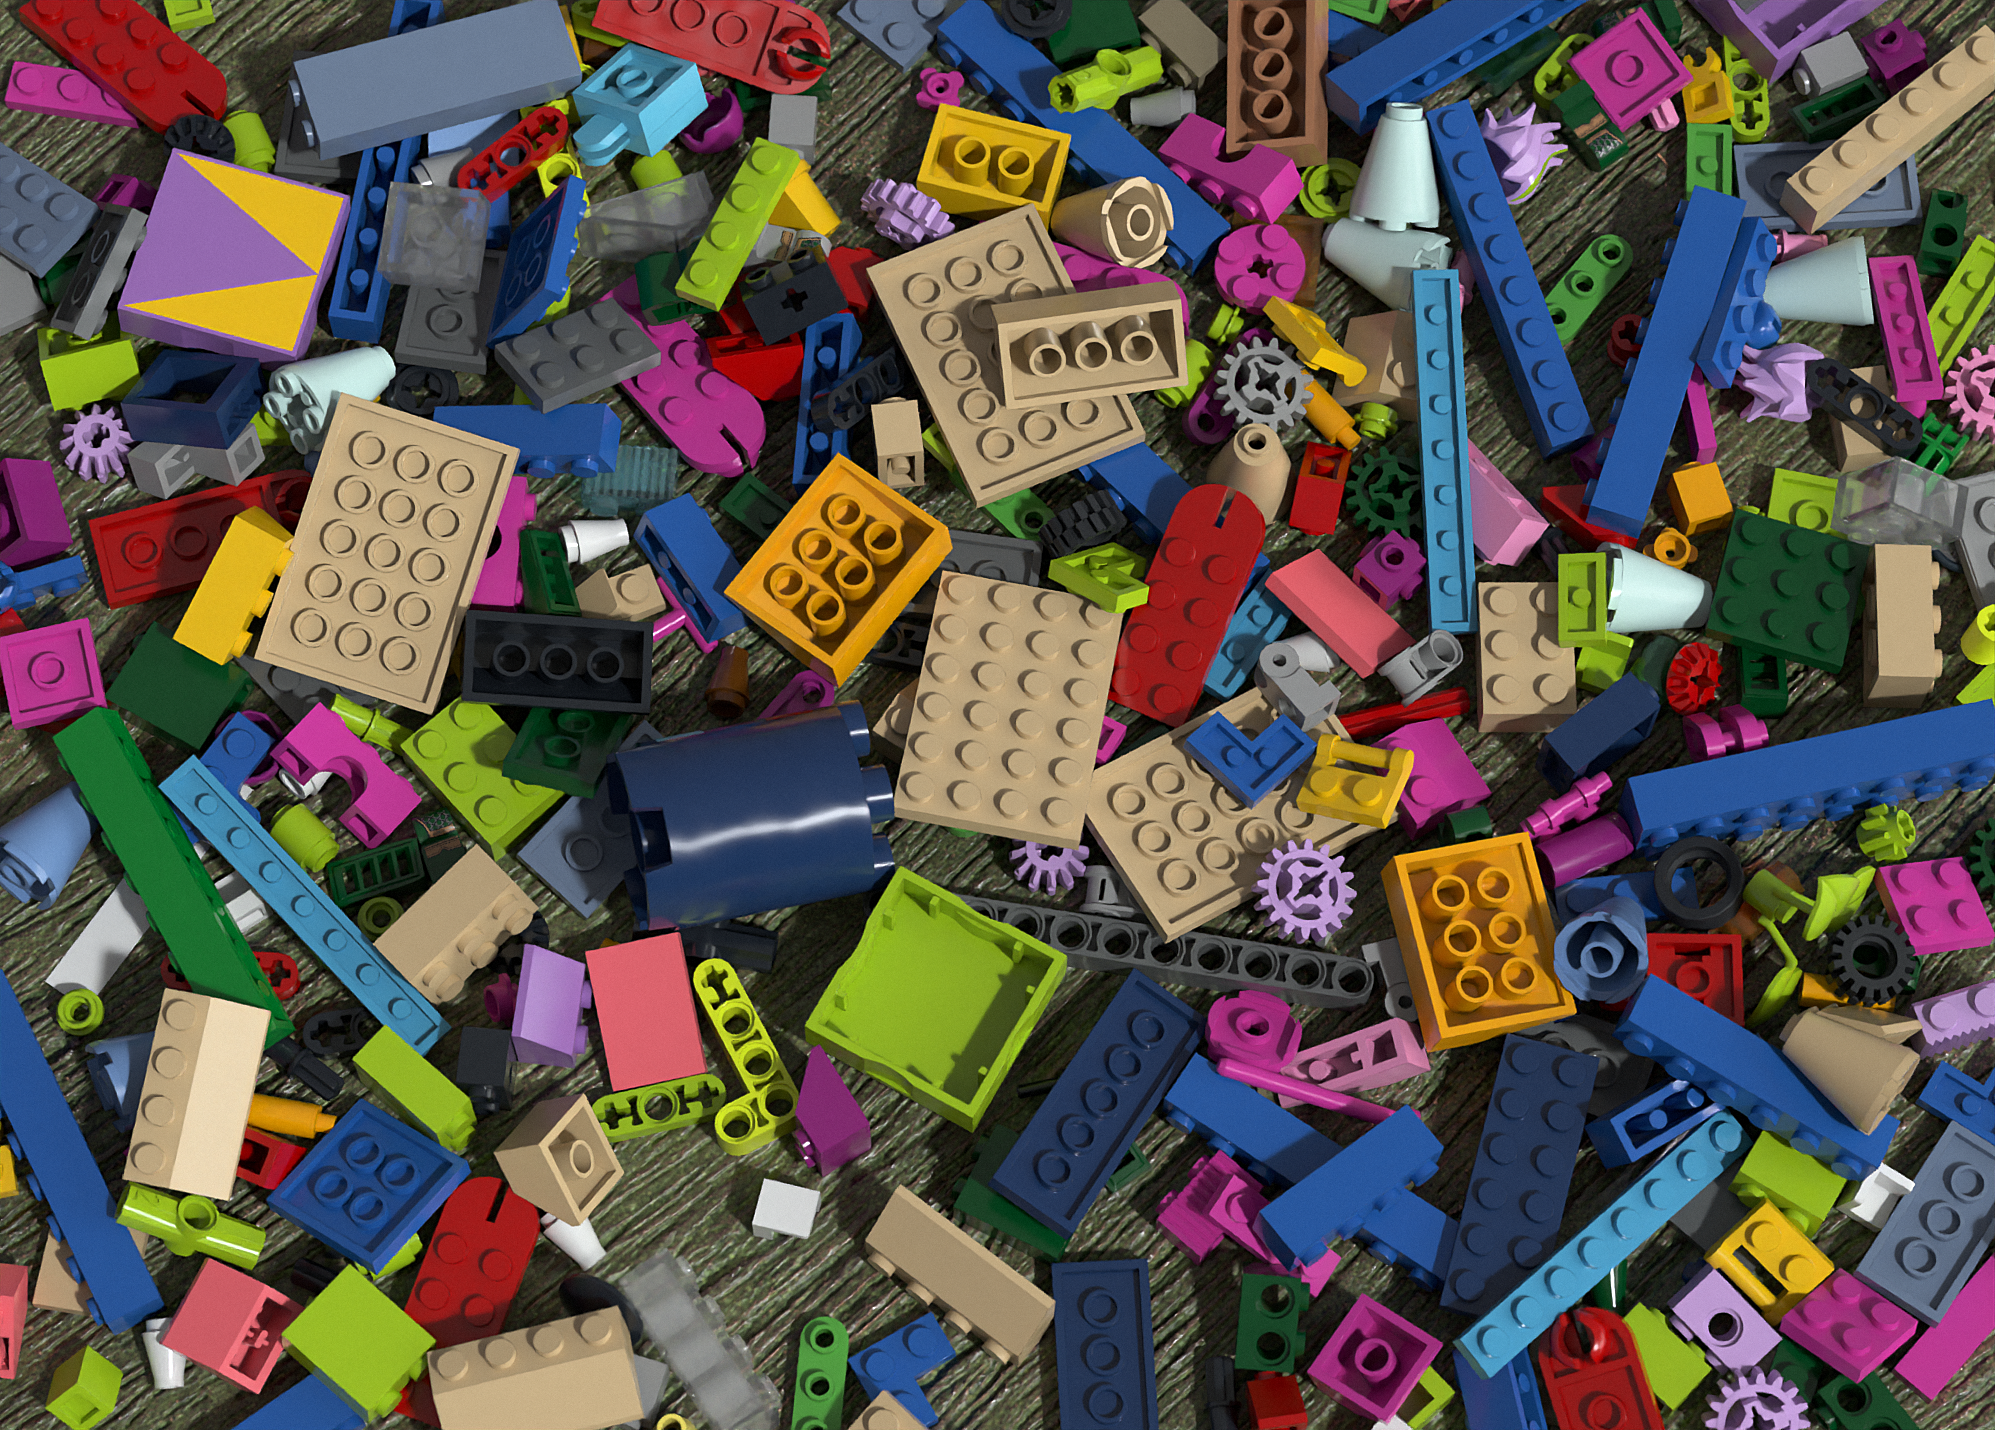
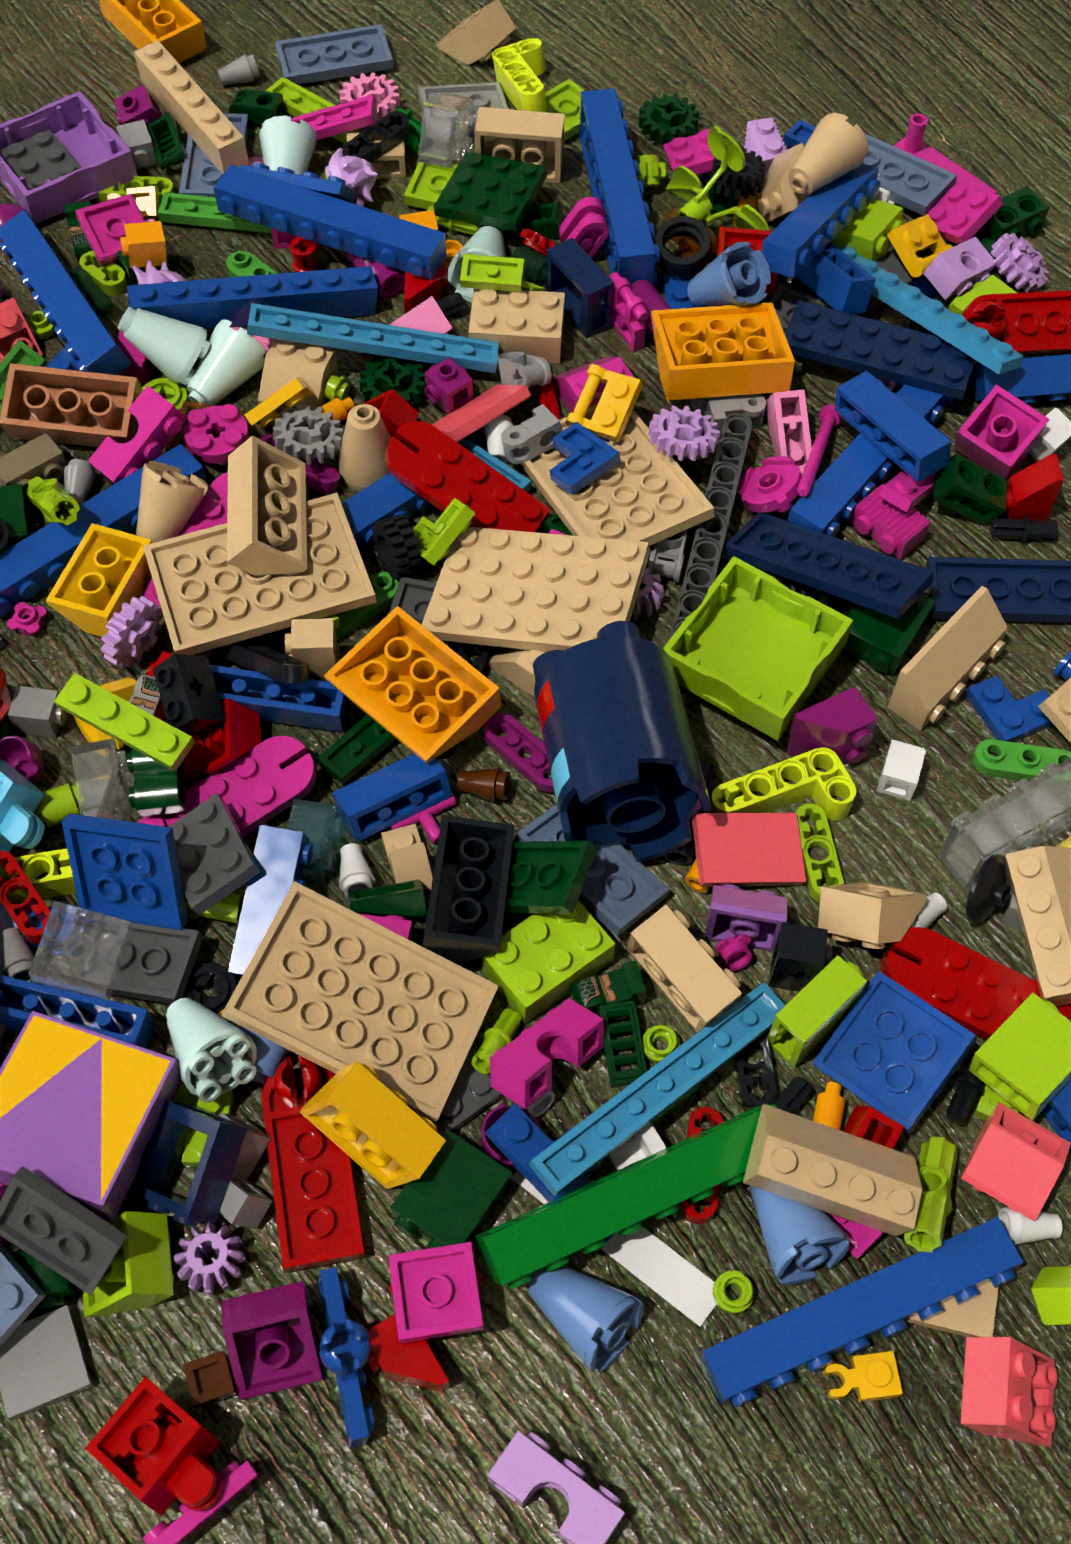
camera: 85 degrees left, 10 degrees down
(304, 837) = (588, 1096): lime brick -> none
(1464, 826) = (642, 357): dark green leg -> none
(1587, 112) = (144, 243): none -> light orange brick

